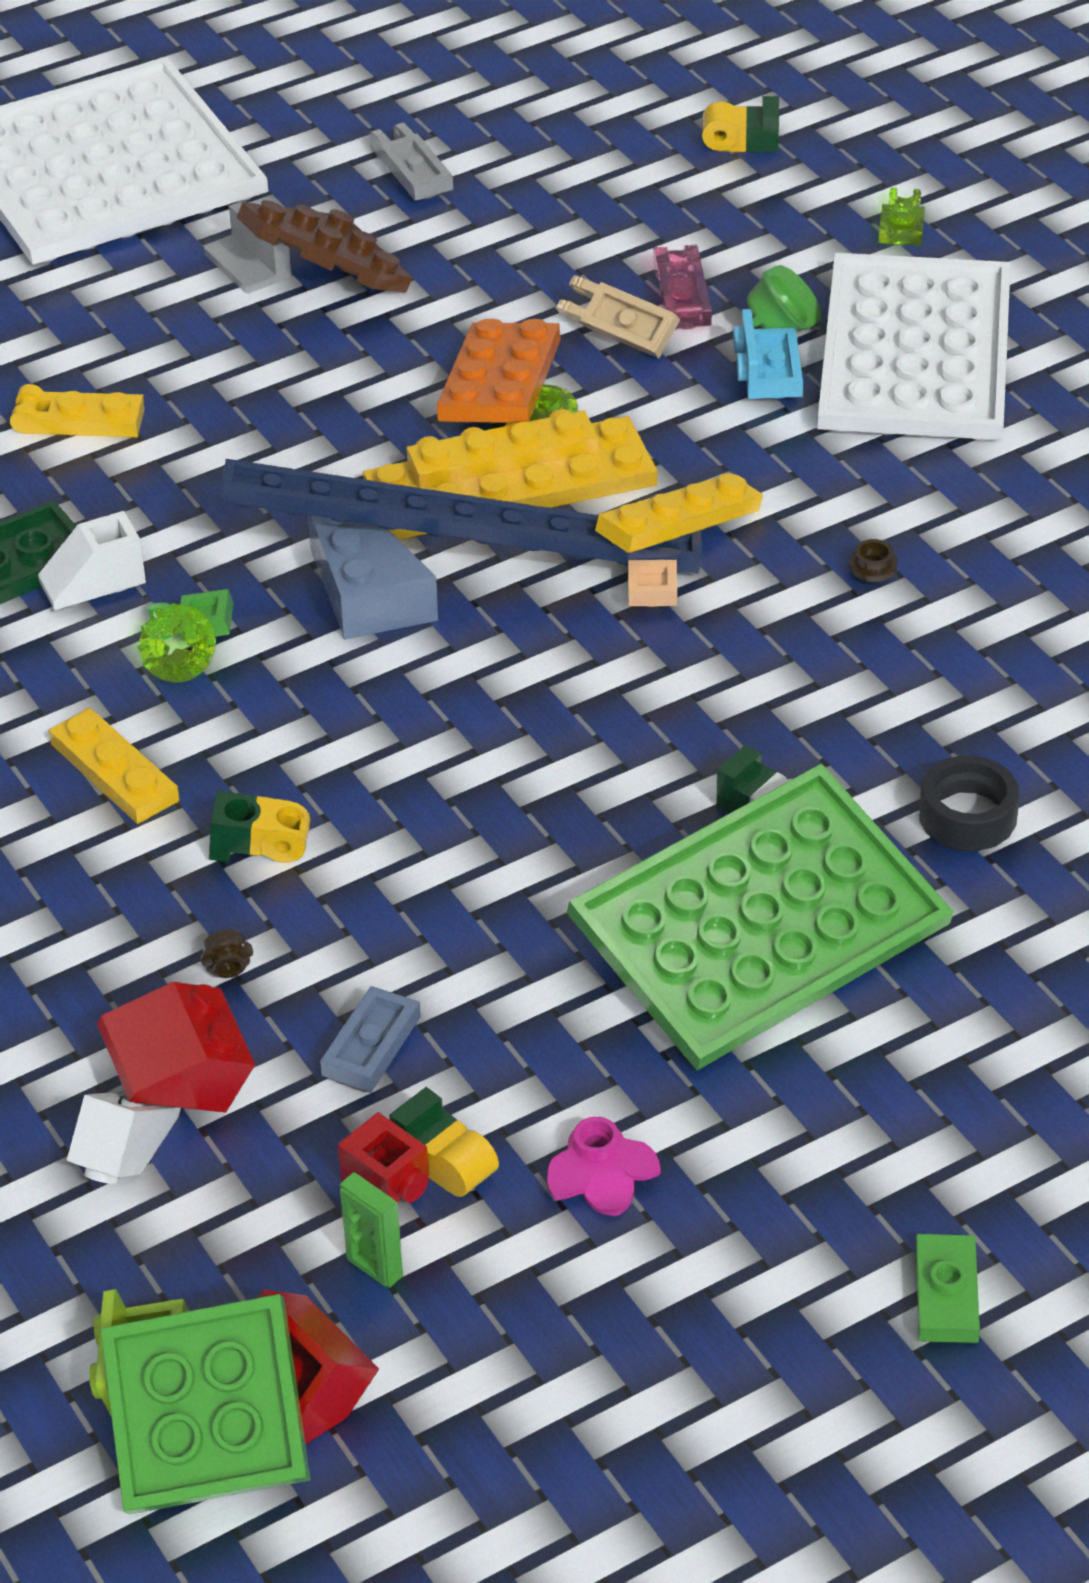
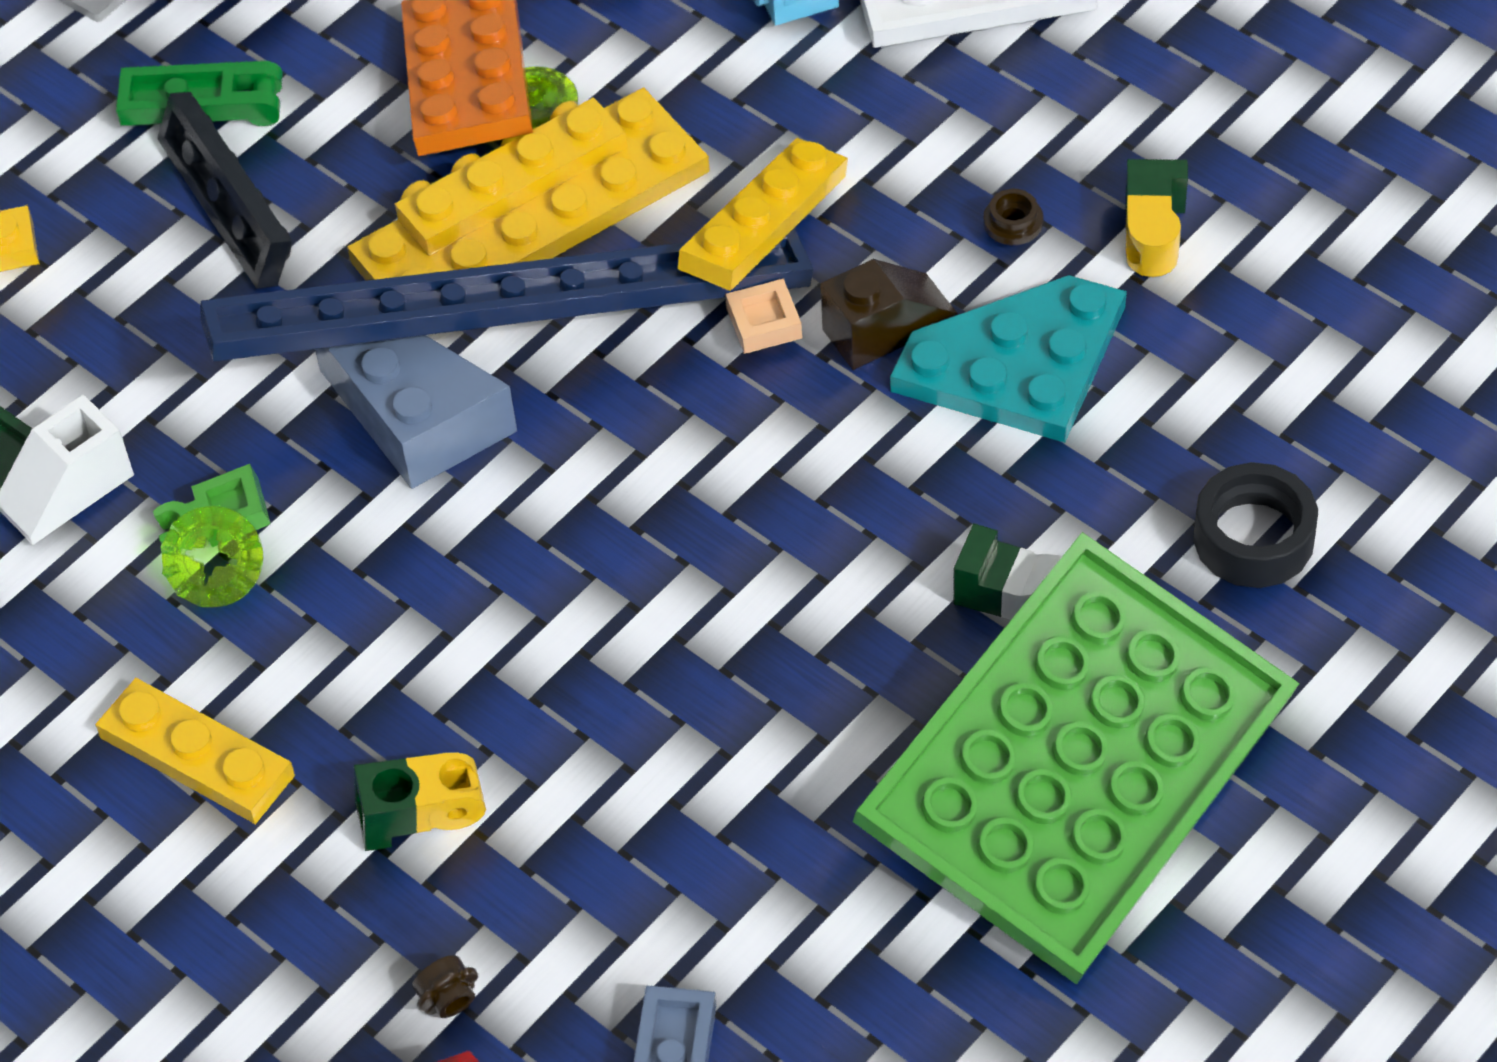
camera: 15 degrees left, 10 degrees up
(287, 409) = (224, 190): none -> black plate
(299, 350) = (146, 90): none -> green plate
(743, 597) = (877, 308): none -> dark brown slope
(836, 656) = (1016, 358): none -> teal plate
(984, 571) = (1152, 229): none -> yellow leg

